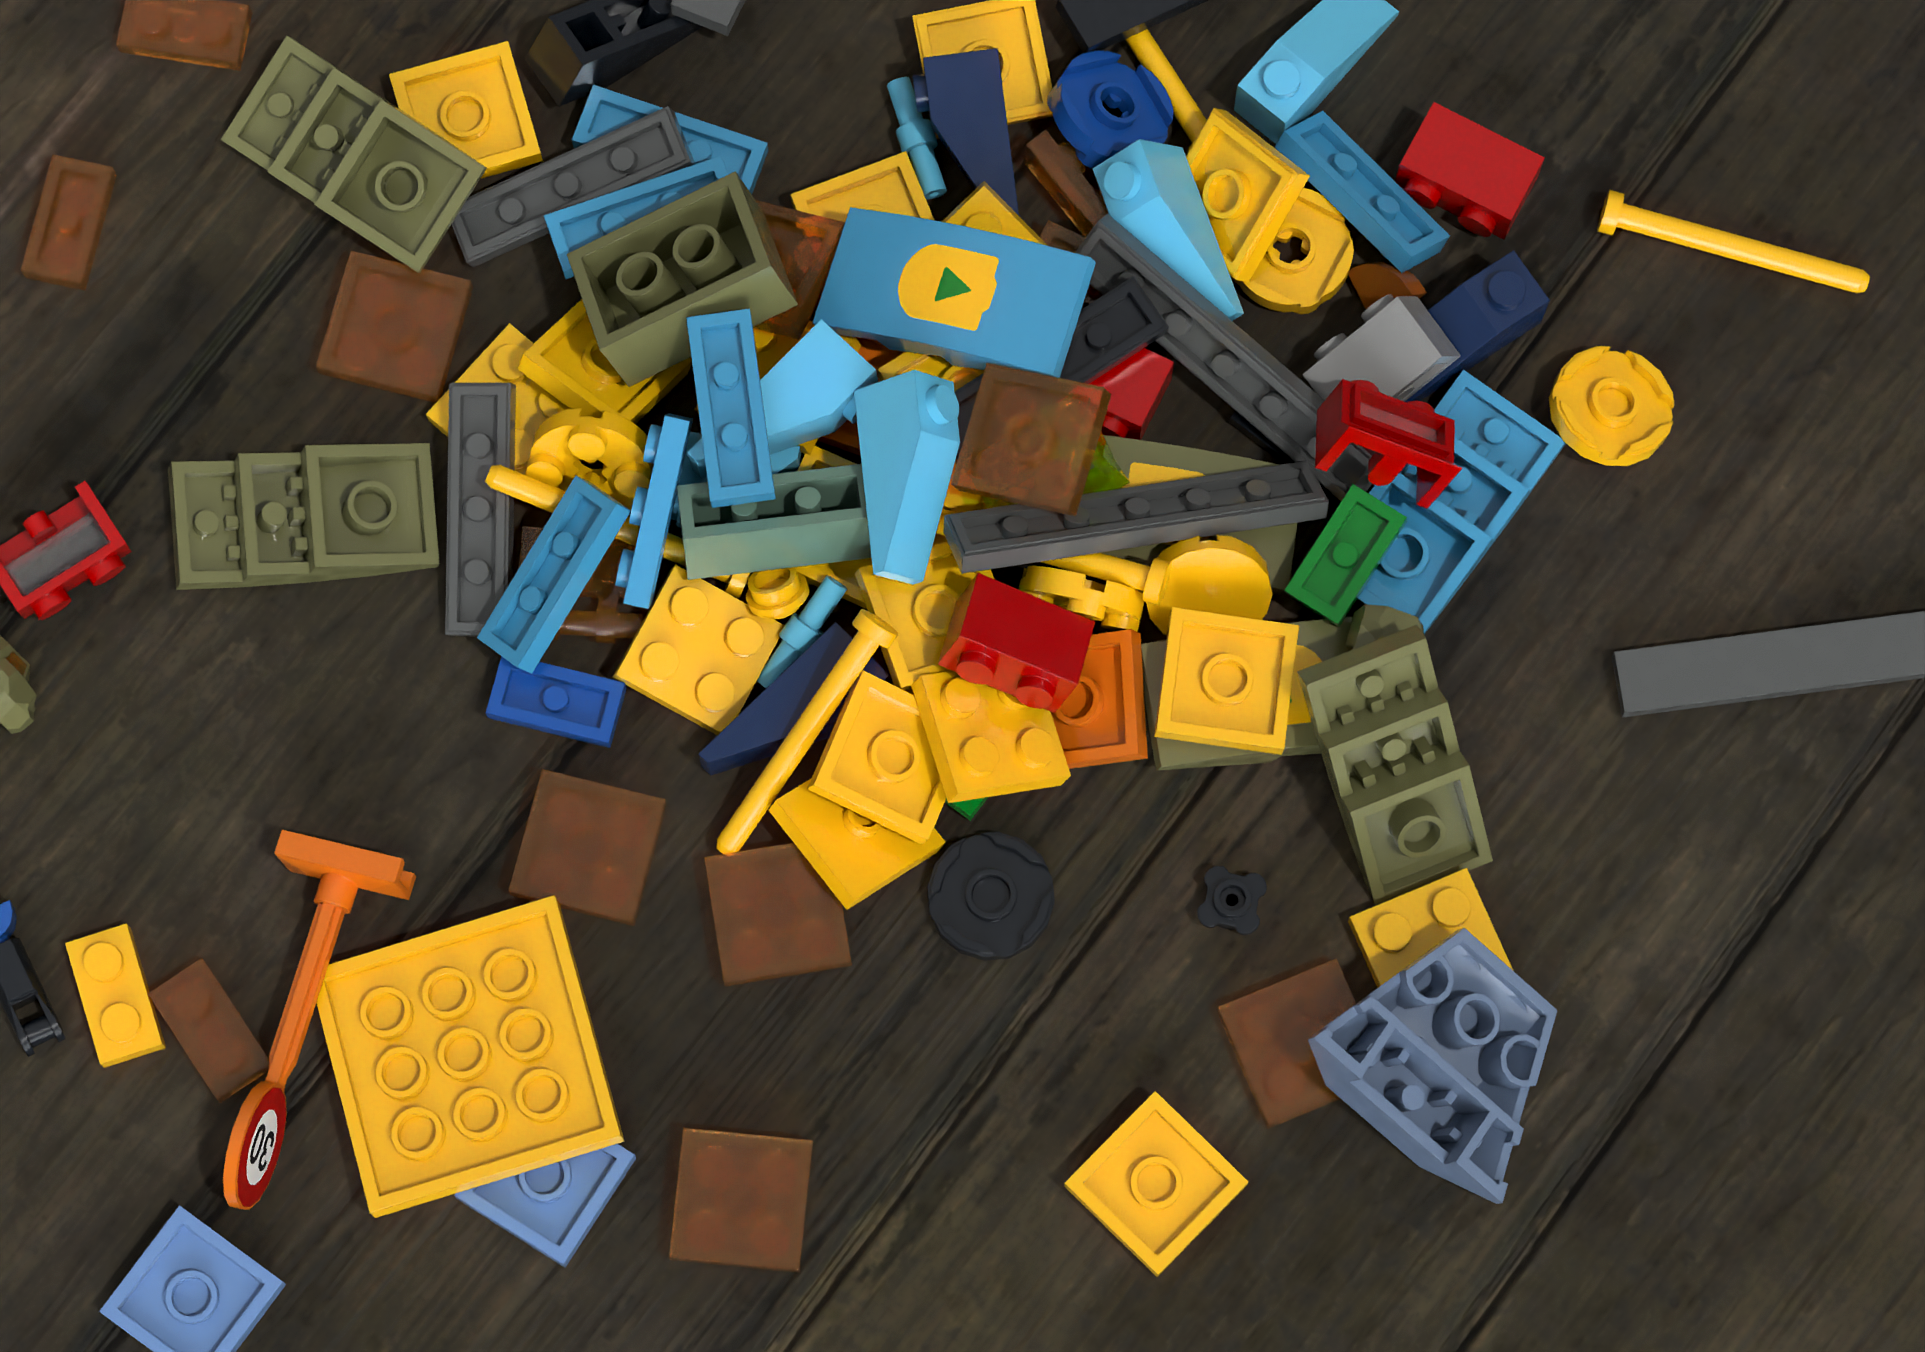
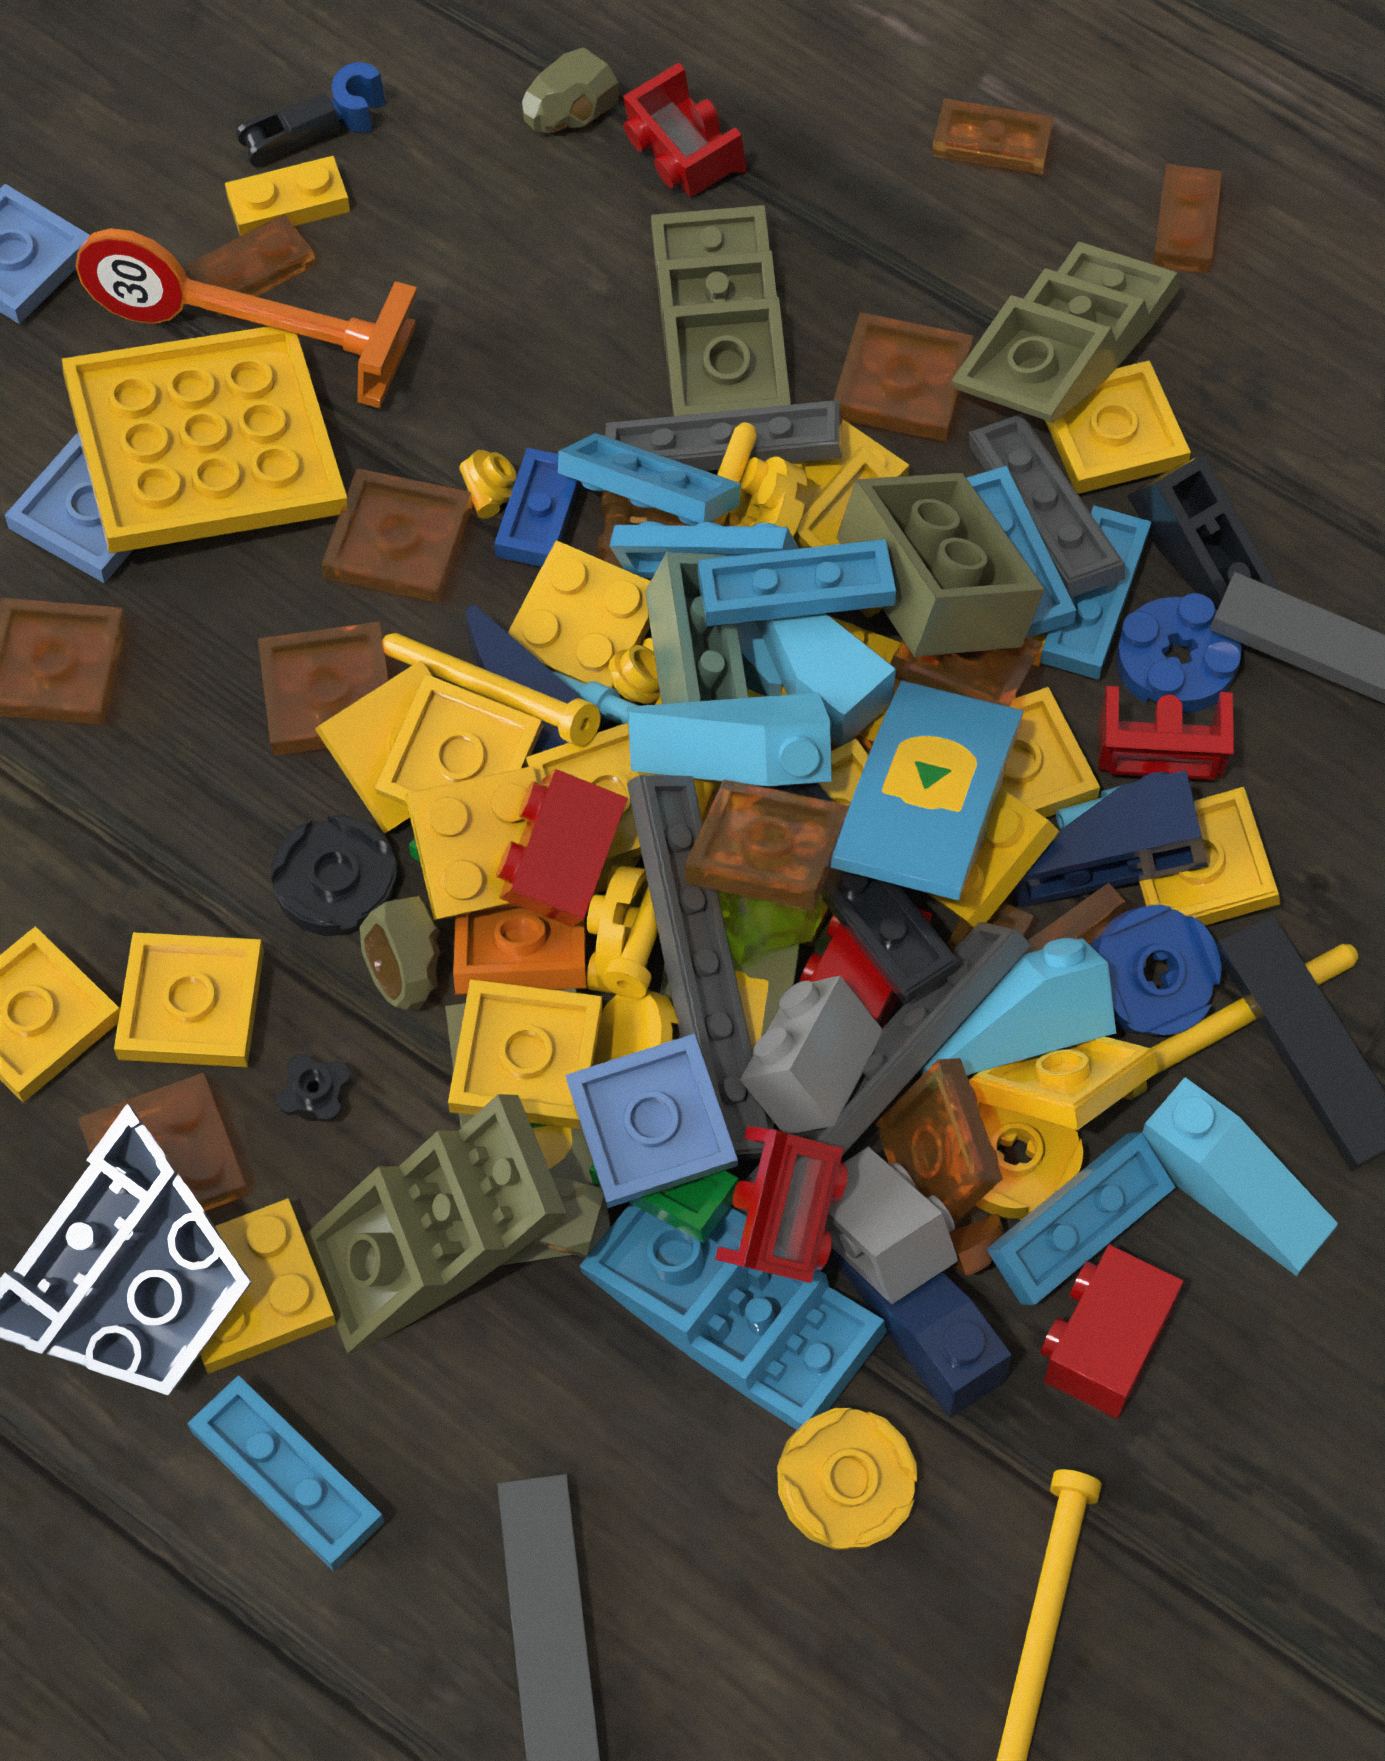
camera: 90 degrees right, 15 degrees down
(517, 756) = (489, 480): none -> yellow plate
(723, 102) = (1182, 623): none -> blue plate
(857, 83) = (1167, 743): none -> red window
(1090, 818) = (402, 951): none -> olive rock
(1139, 1026) = (189, 1000): none -> yellow plate
(1217, 419) = (811, 1055): none -> light grey brick
(1307, 302) = (942, 1138): none -> clear orange plate
(1308, 555) = (651, 1120): none -> medium blue plate
(1621, 903) = (286, 1473): none -> dark azure plate

